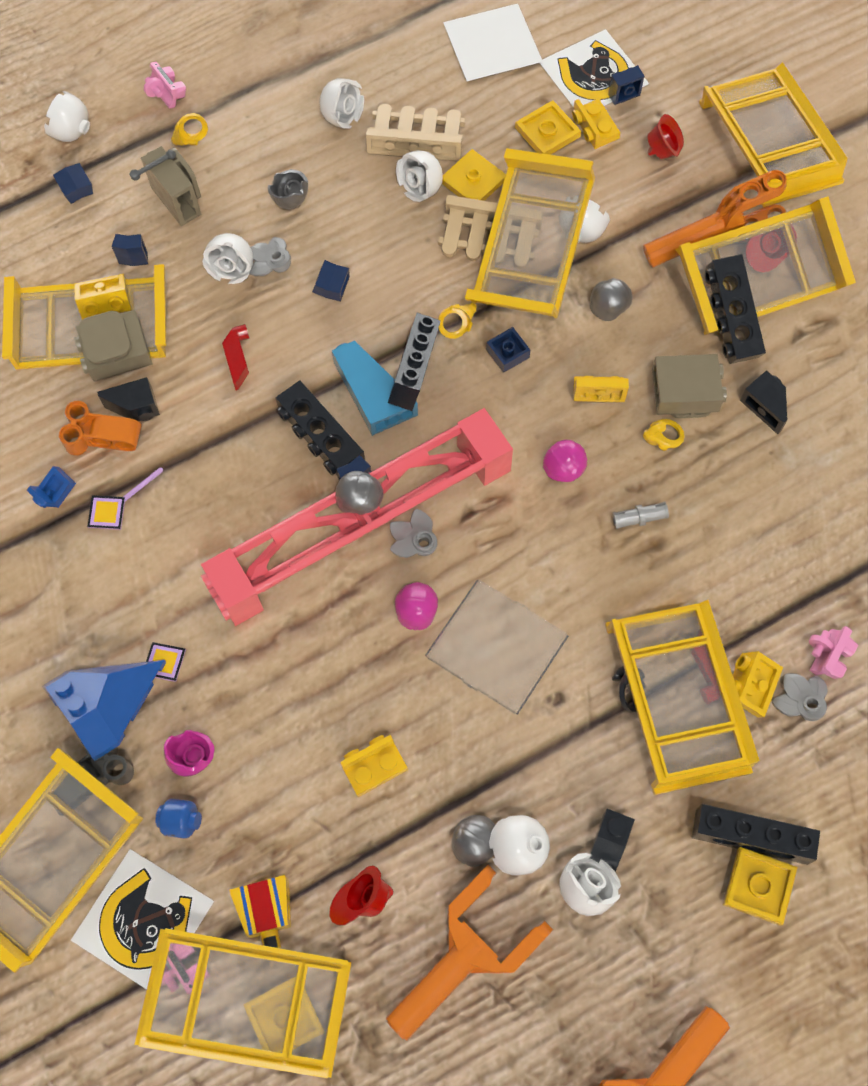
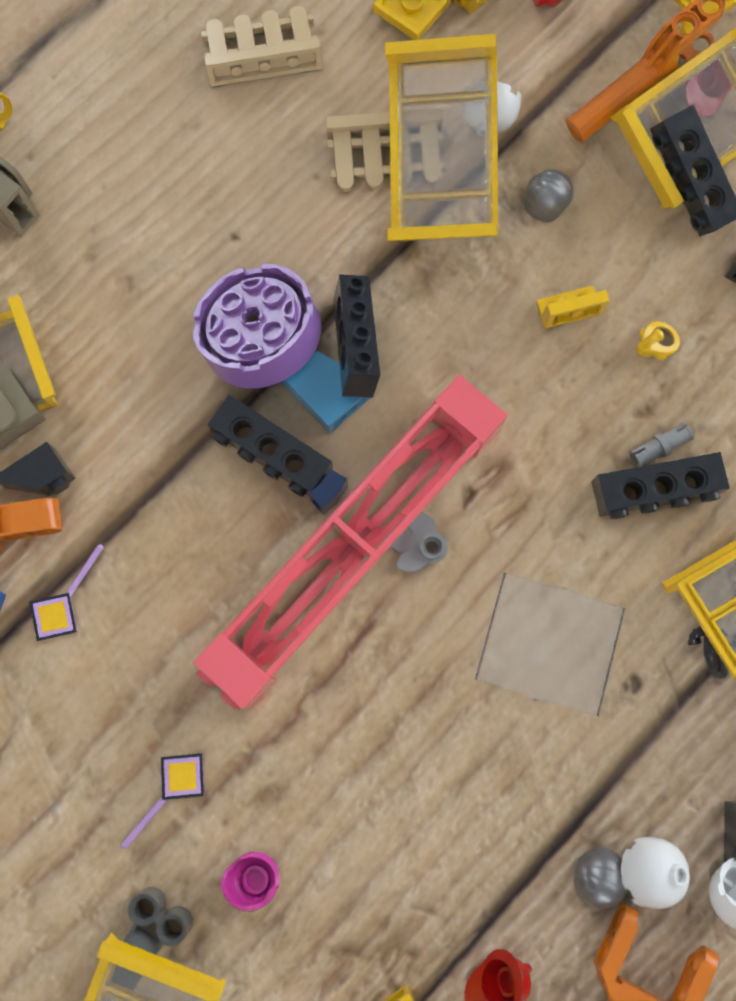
camera: 20 degrees left, 10 degrees up
(103, 701) = (127, 854): blue wedge -> none
(178, 818) = (263, 960): blue head -> none
(228, 258) = (93, 263): white cylinder -> none
(235, 355) = (140, 381): red piece -> none
(270, 257) = (136, 248): light grey plate -> none
(289, 189) = (135, 157): flat silver hair -> none
(332, 281) = (221, 256): dark blue piece -> none
(335, 352) = (263, 350): none -> medium lavender brick
(341, 102) = (161, 30): white cylinder -> none
(358, 493) = (351, 523): flat silver hair -> none
(373, 765) = (461, 827): yellow bracket -> none
(416, 606) = (448, 624): dark pink hair -> none
(419, 174) = (283, 99): white cylinder -> none
(465, 312) = (393, 257): yellow piece -> none
(473, 177) = (345, 86): yellow plate -> none
(508, 349) = (453, 288): dark blue piece -> none
(565, 461) = (559, 405): dark pink hair -> none
(640, 537) = (706, 471): none -> black brick
(688, 385) = (670, 276): dark tan brick -> none

